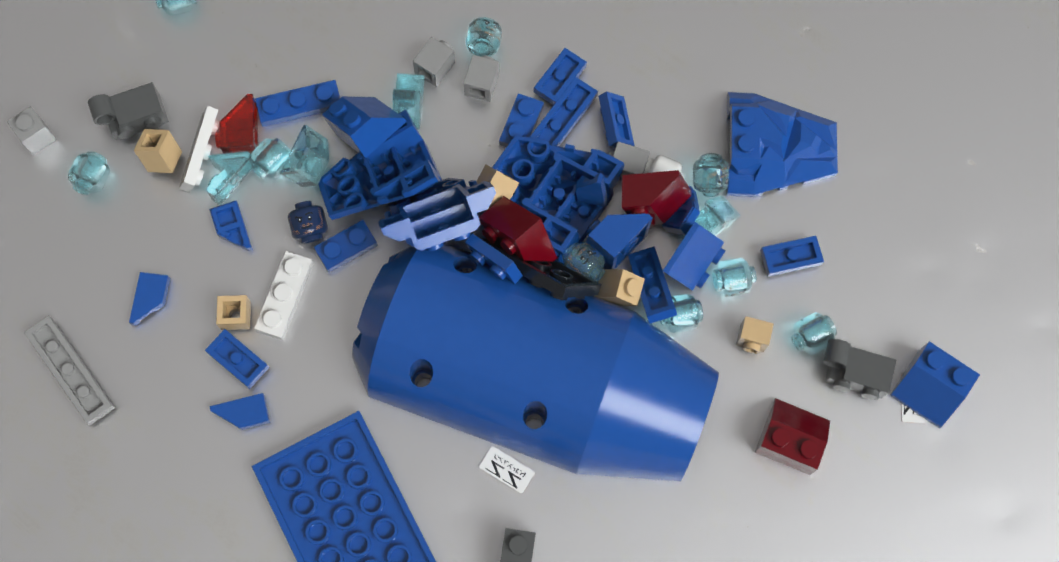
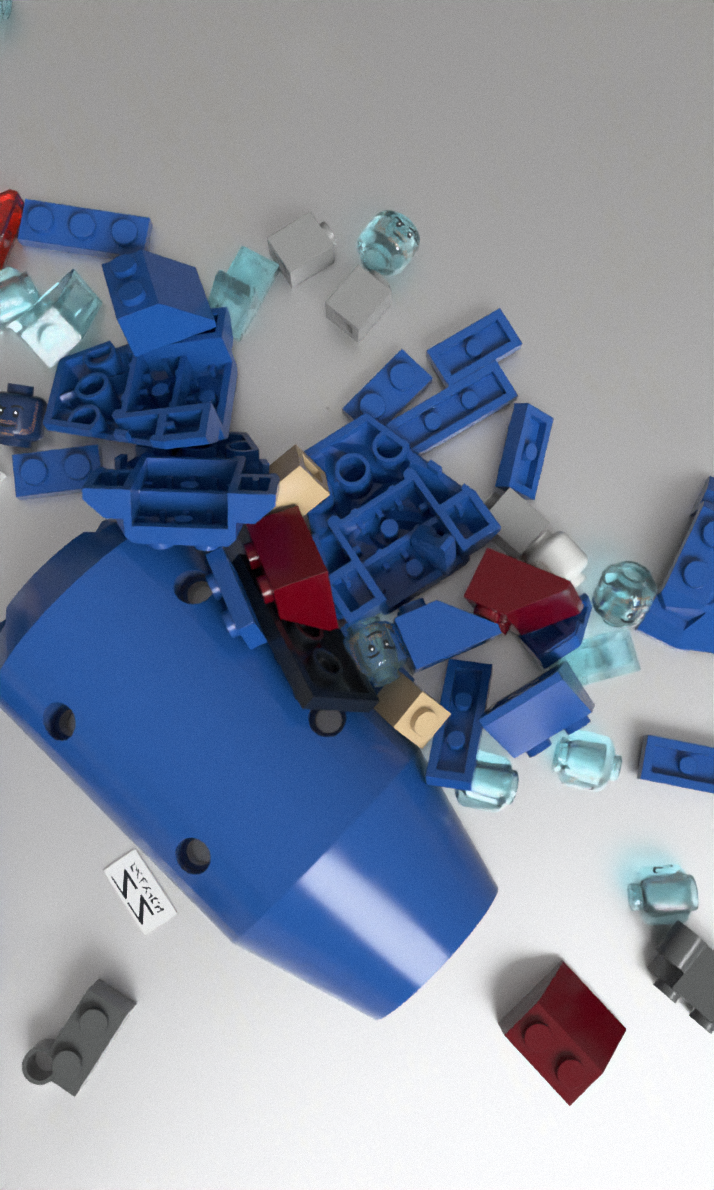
camera: 25 degrees right, 10 degrees up
(754, 335) = (575, 860): tan plate -> none

